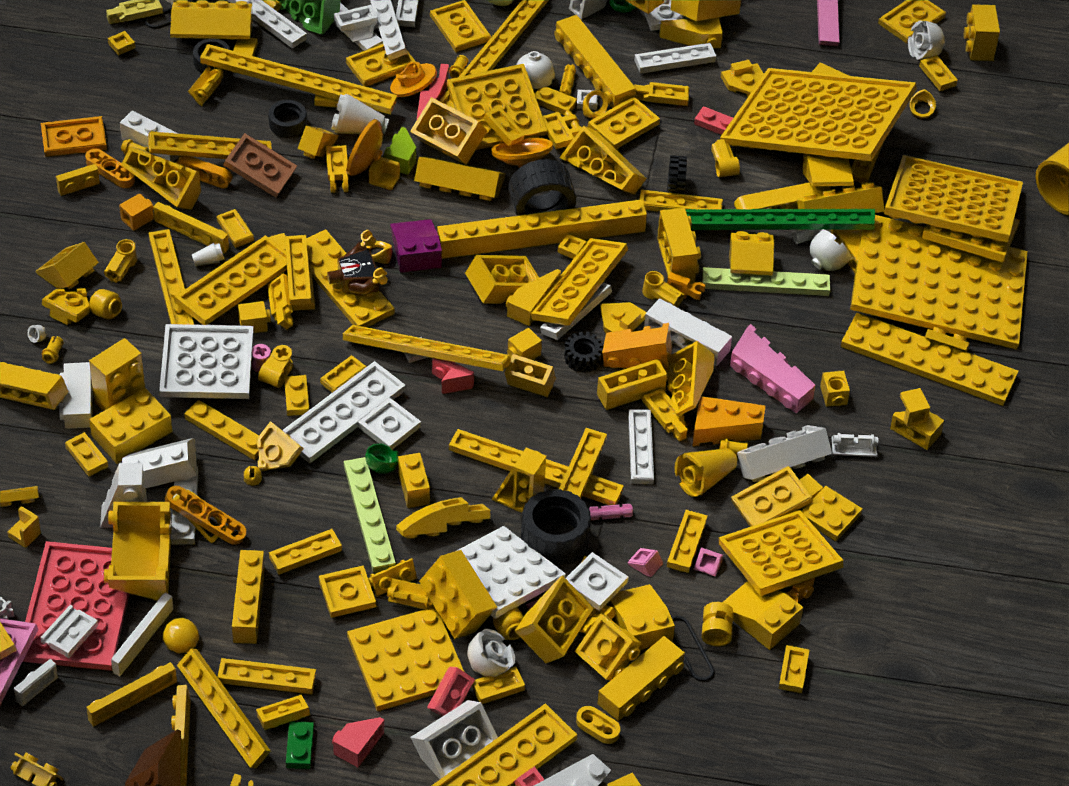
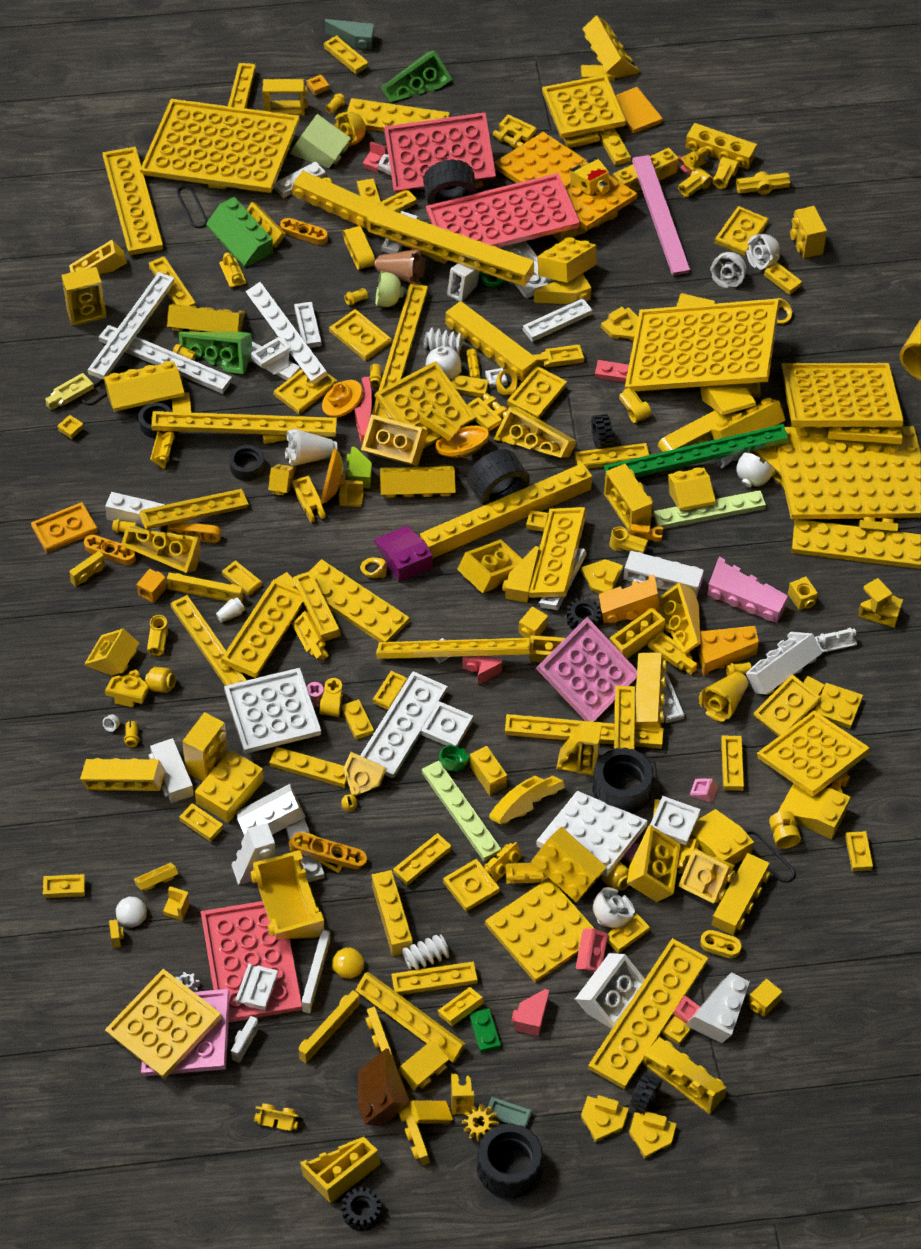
camera: 15 degrees left, 5 degrees up
(215, 761) = (423, 1065): none -> yellow brick
(254, 315) = (293, 657): yellow brick -> none
(260, 165) = (243, 514): nougat plate -> none
(268, 646) = (424, 952): none -> white piece
(358, 270) = (368, 592): torso -> none
(533, 44) = (437, 340): none -> white piece
(560, 404) = (587, 670): none -> bright pink plate
(611, 511) = (662, 752): bright pink axle -> none
(623, 442) = (650, 690): none -> yellow brick
(708, 562) = (755, 776): bright pink slope -> none
(880, 49) = (728, 269): none -> white cylinder

